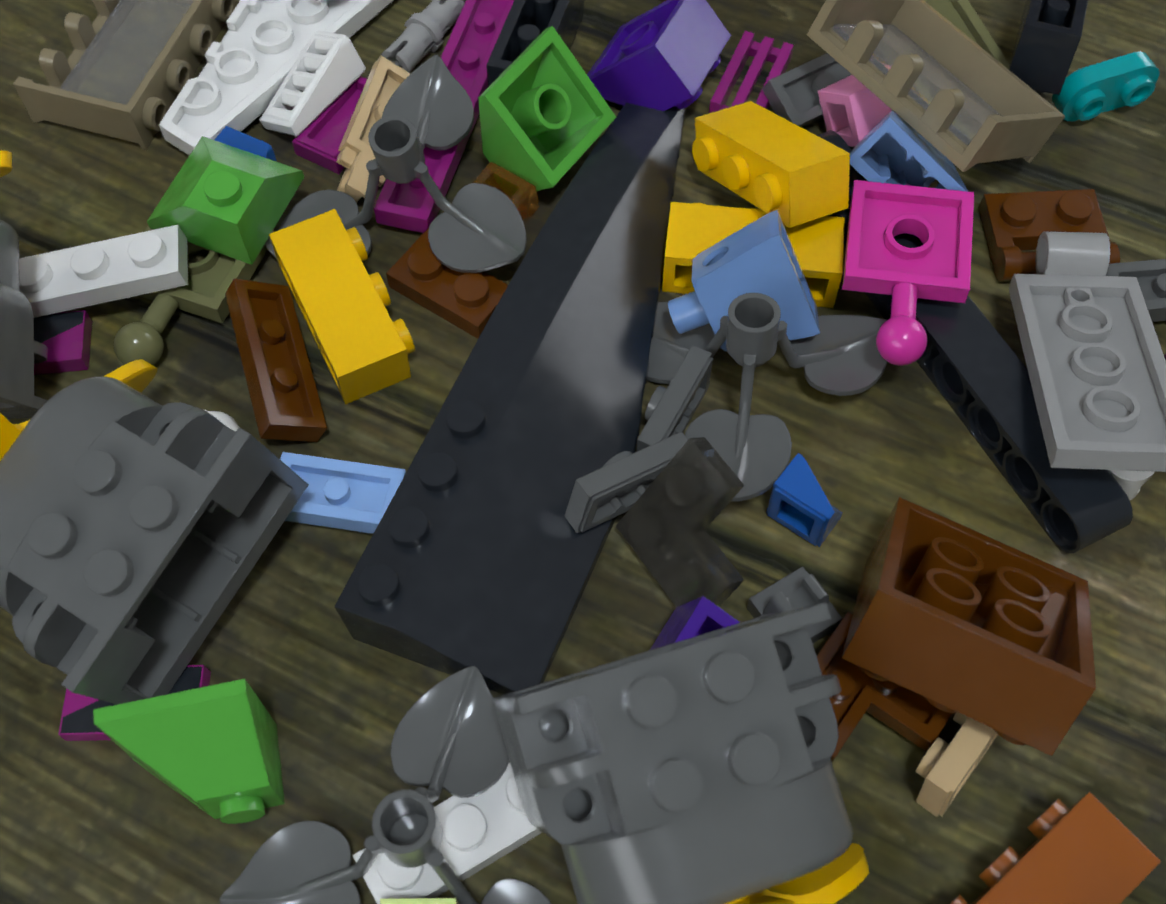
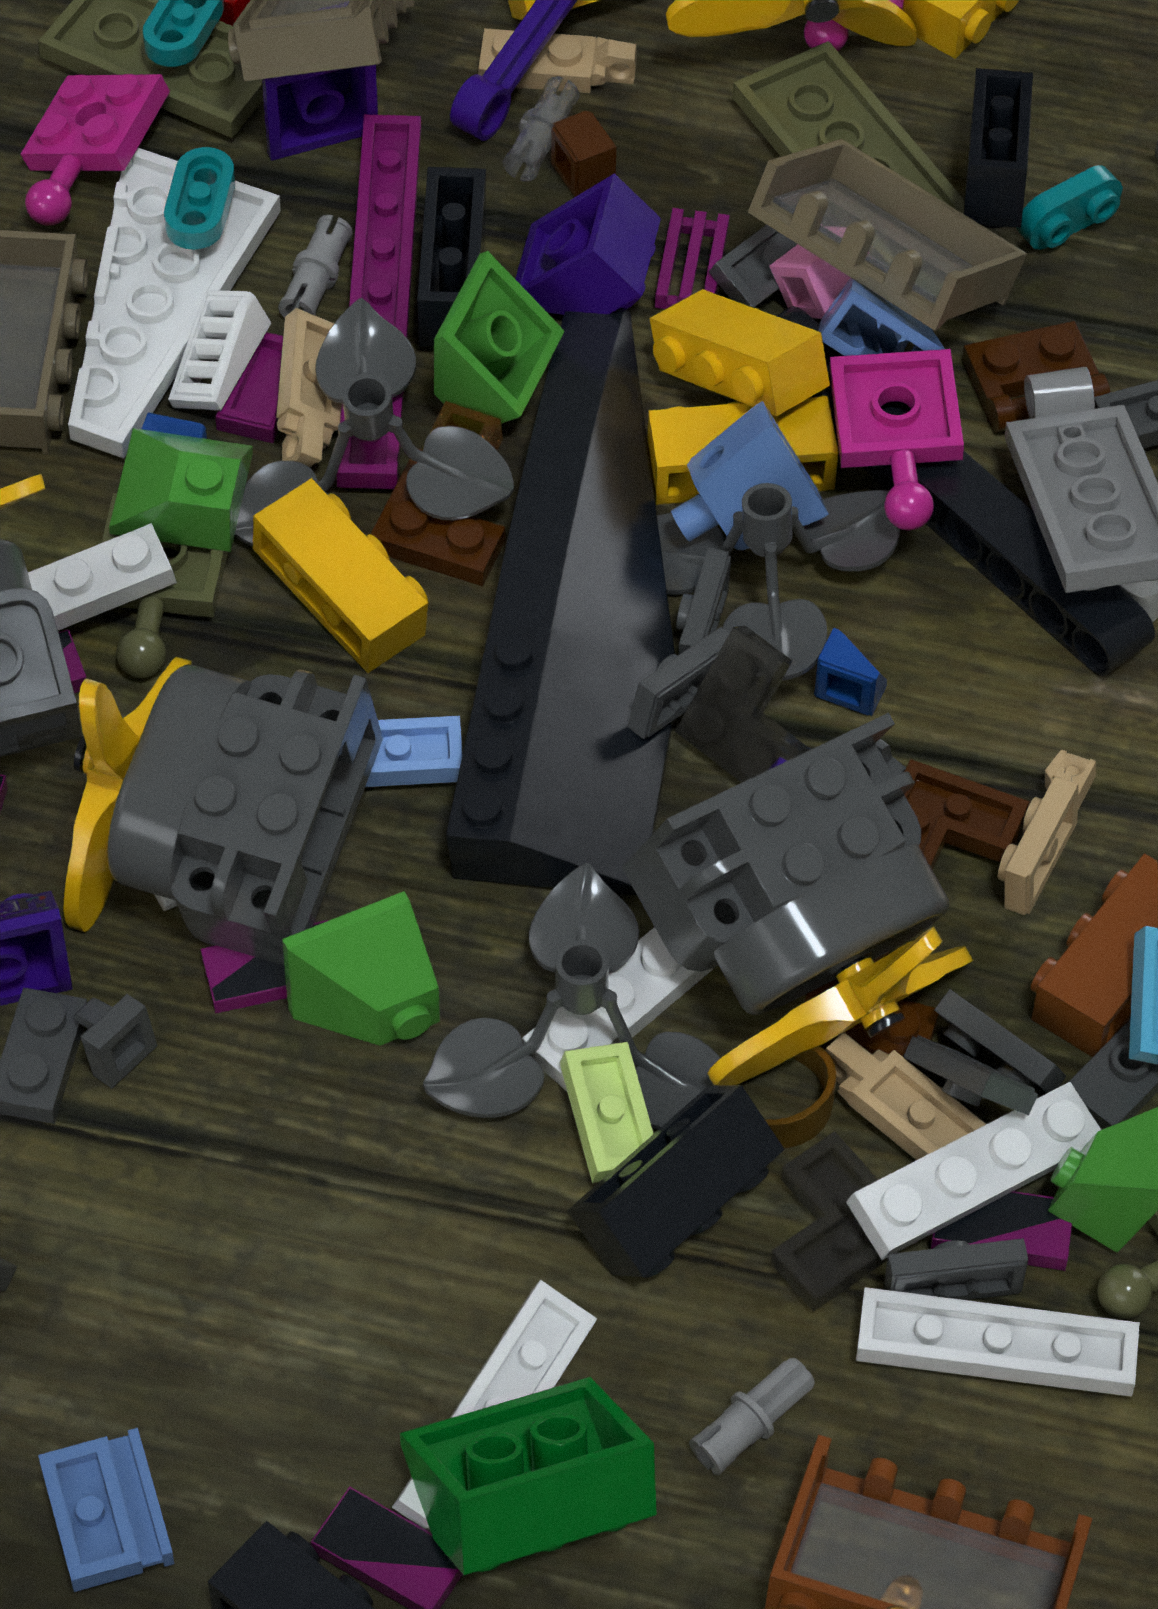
camera: 15 degrees left, 5 degrees down
(275, 361) = (281, 626): reddish brown plate -> none
(974, 627) = (1018, 737): reddish brown slope -> none

